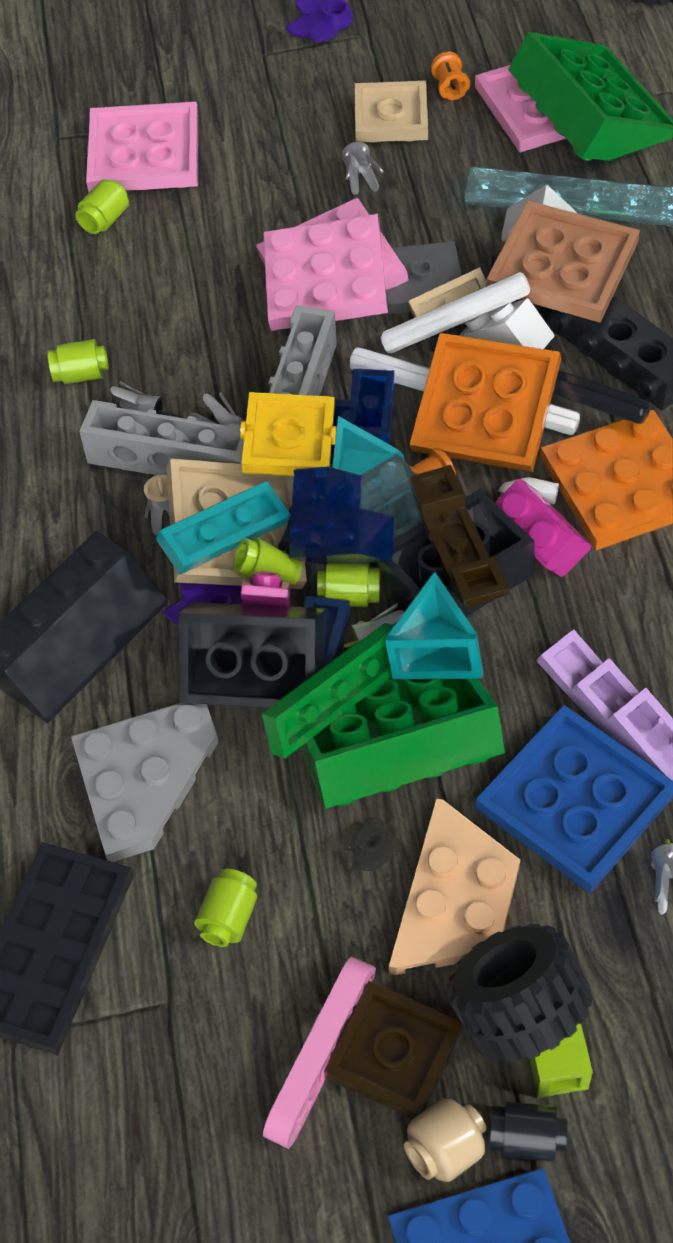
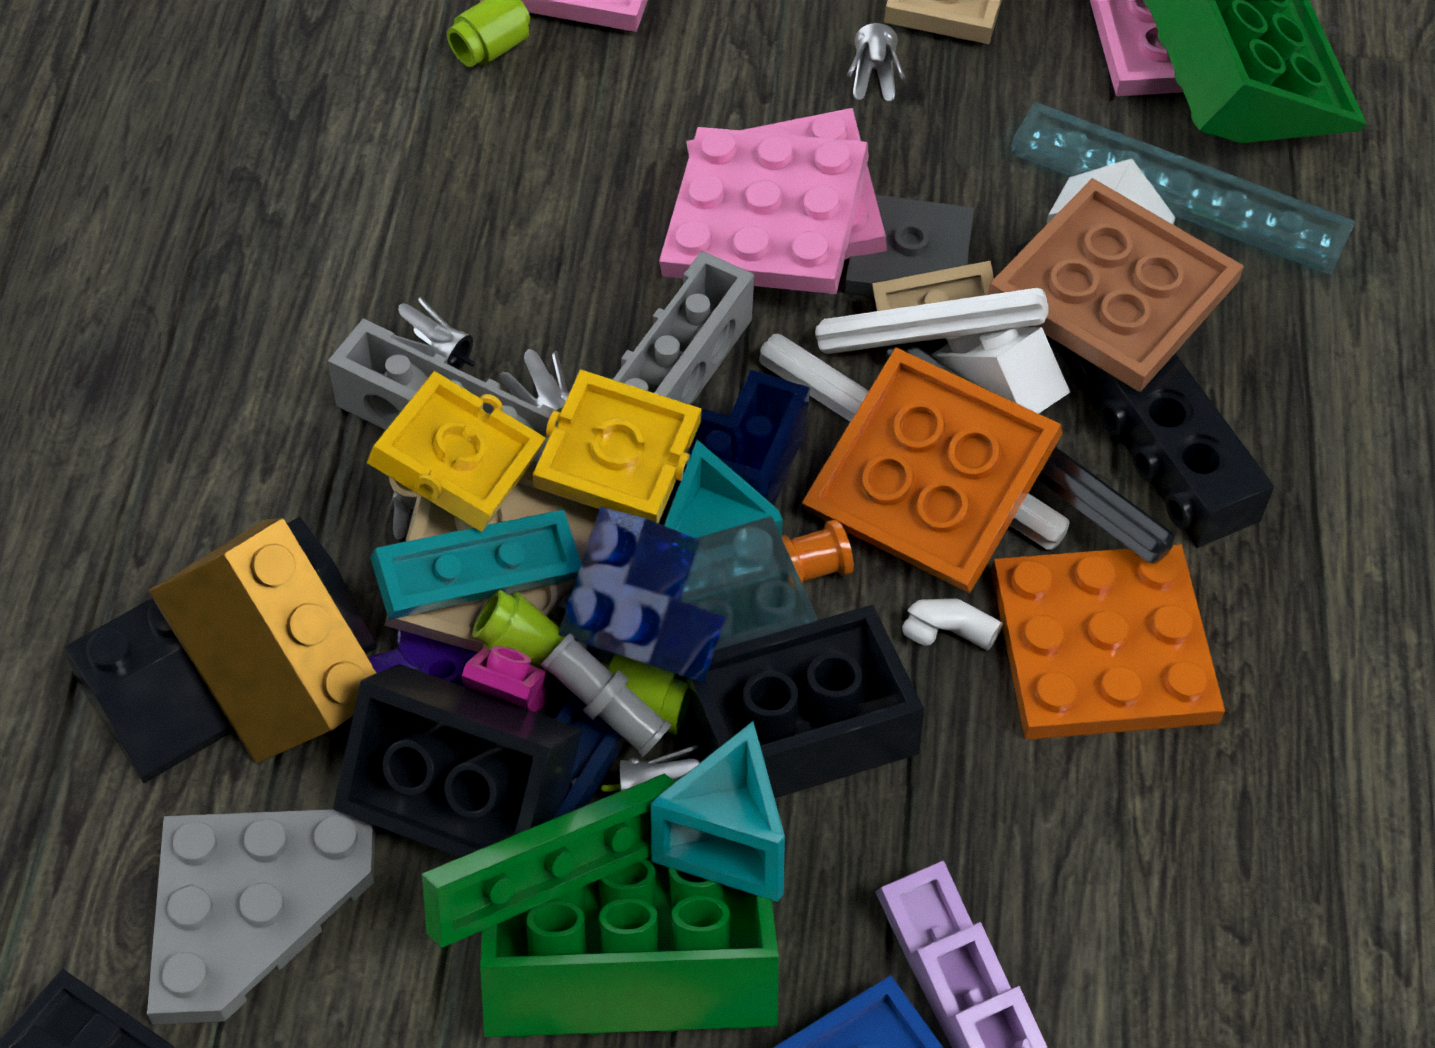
camera: 10 degrees right, 0 degrees up
(77, 362) = (373, 251): lime brick -> none
(104, 608) = (266, 639): none -> pearl gold slope
(189, 461) = (456, 450): none -> yellow plate
(331, 585) = (606, 695): none -> light grey pin
(455, 538) = (806, 677): dark brown slope -> none
(556, 541) = (958, 697): dark pink brick -> none

